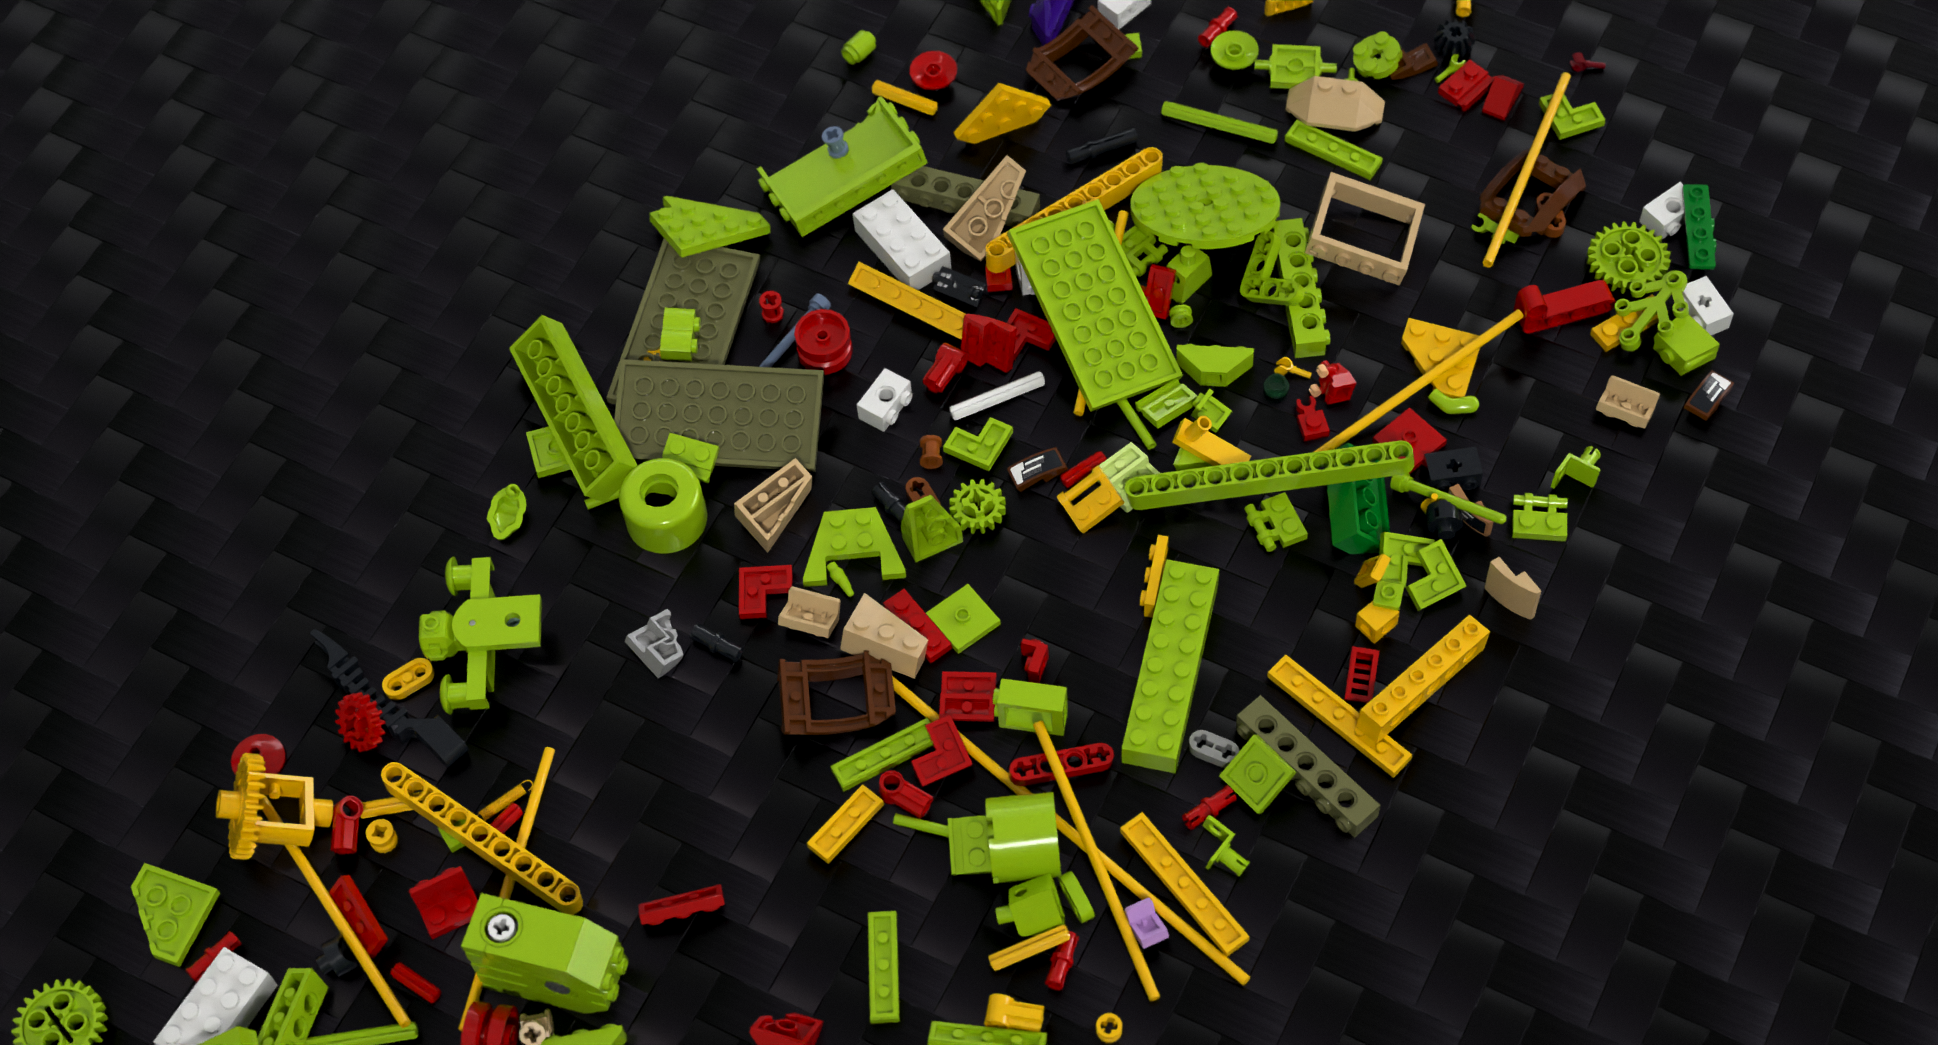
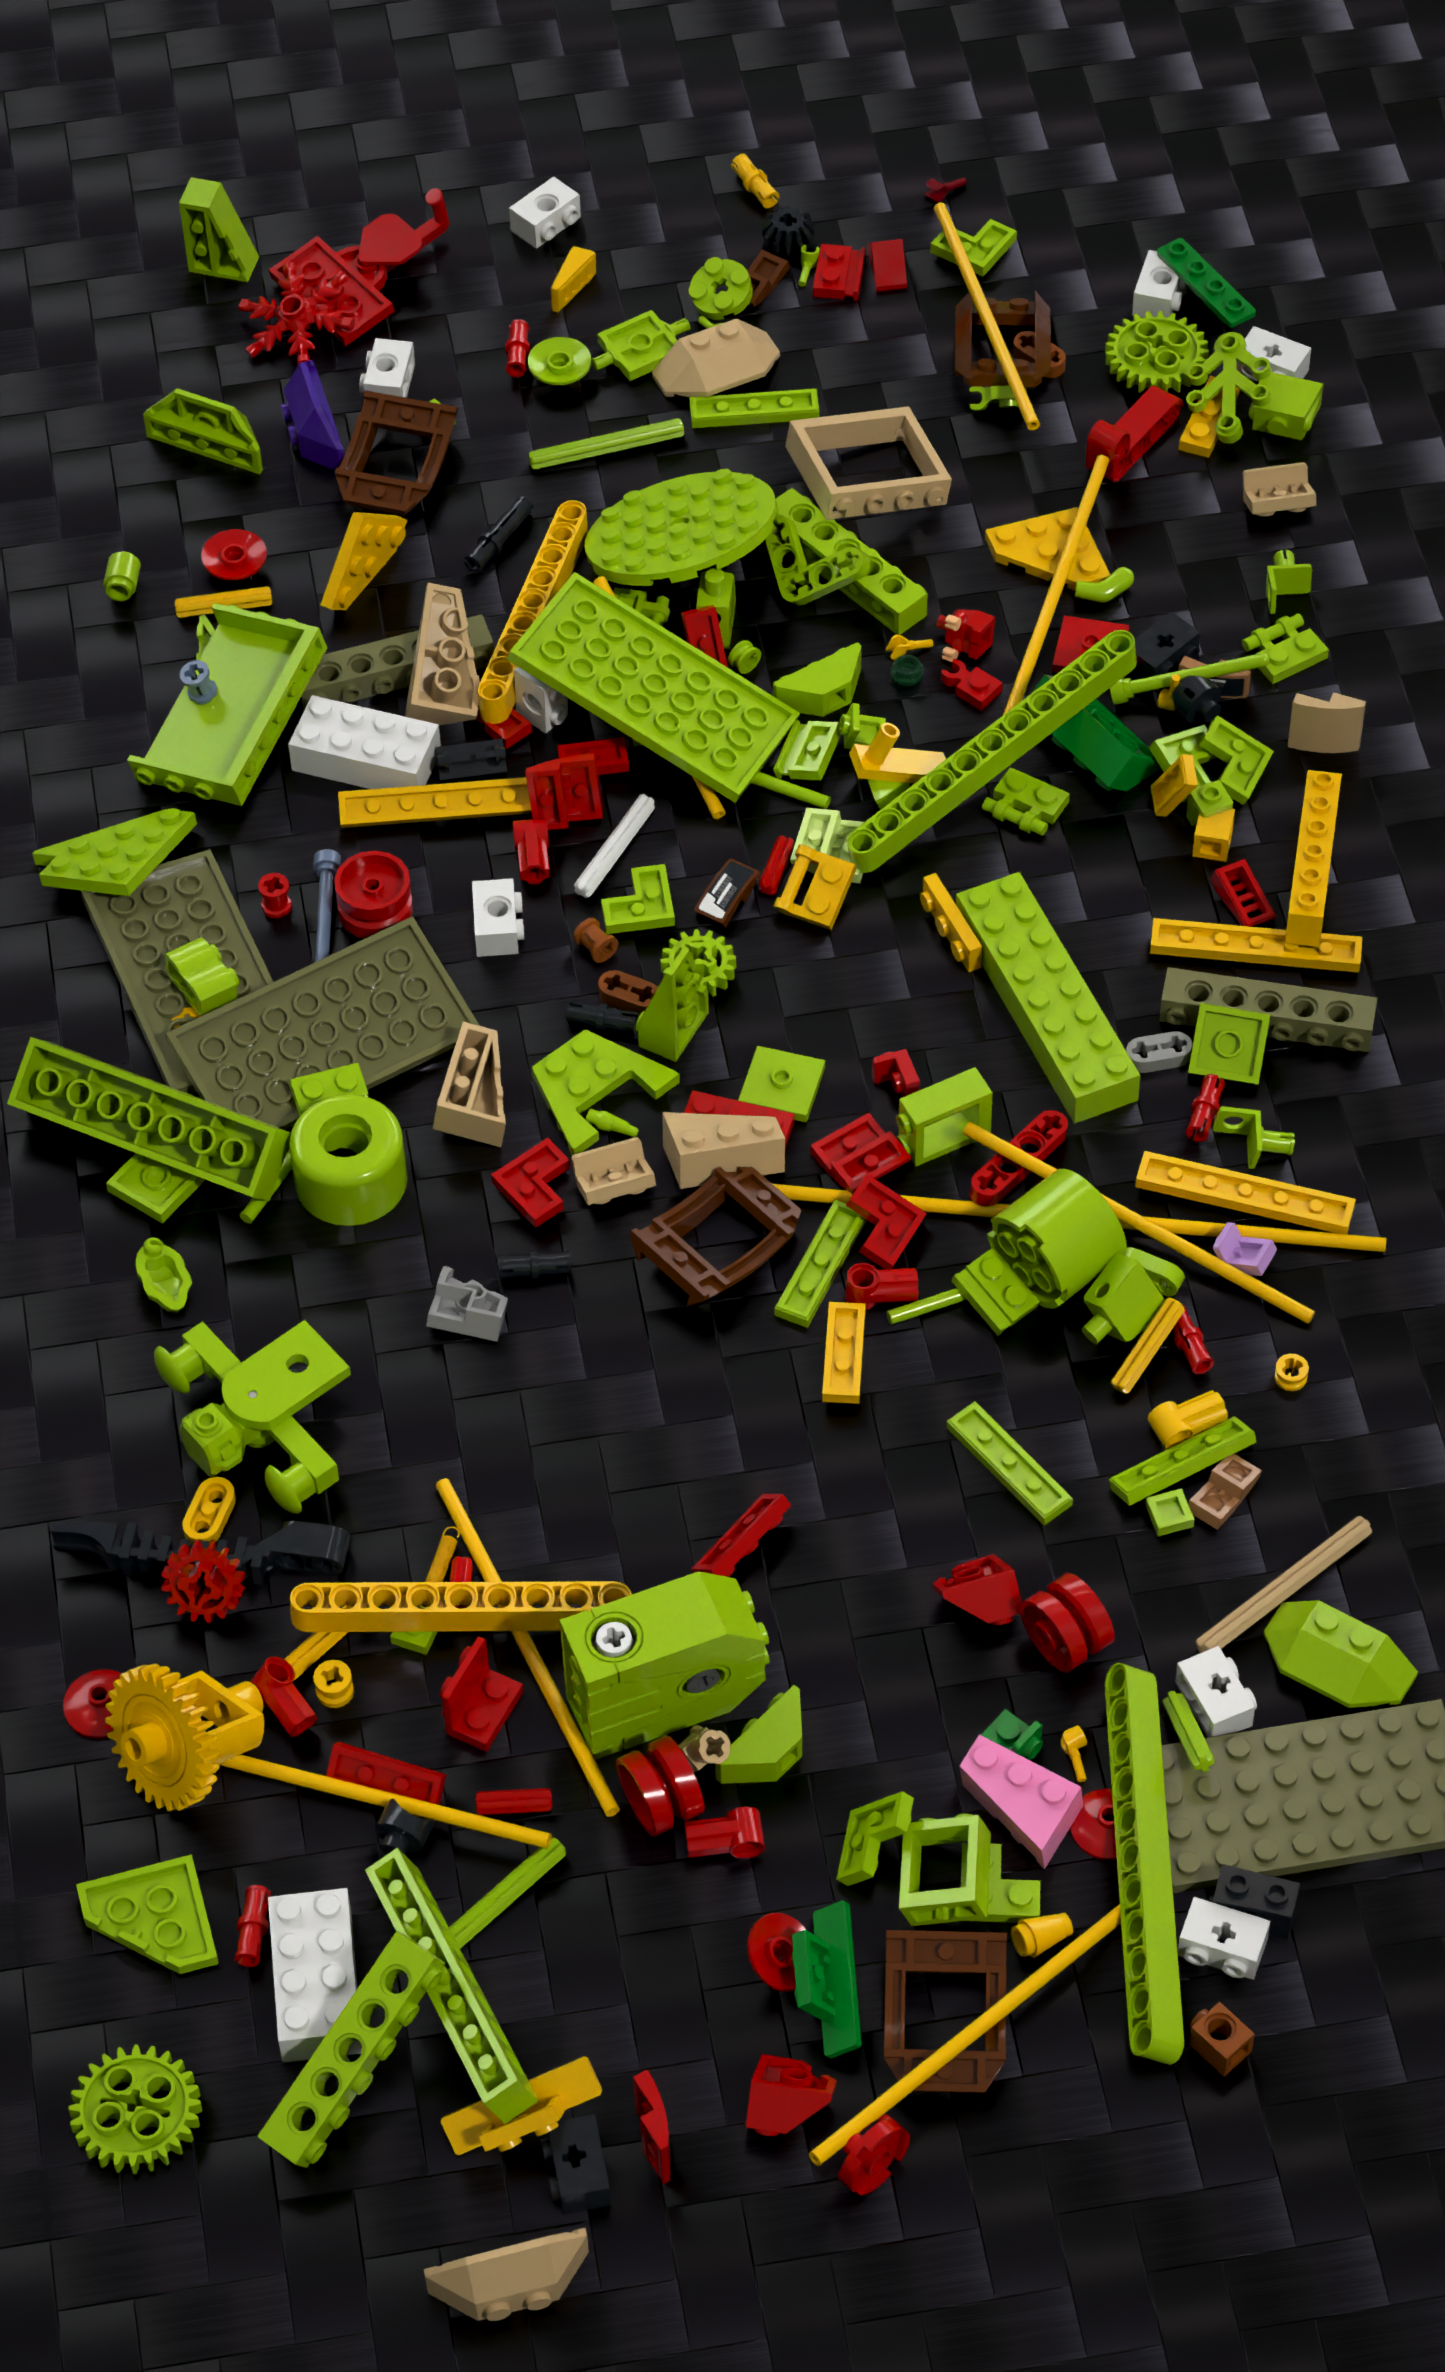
camera: 40 degrees left, 5 degrees down
(1708, 395) = (1349, 441): slope -> none

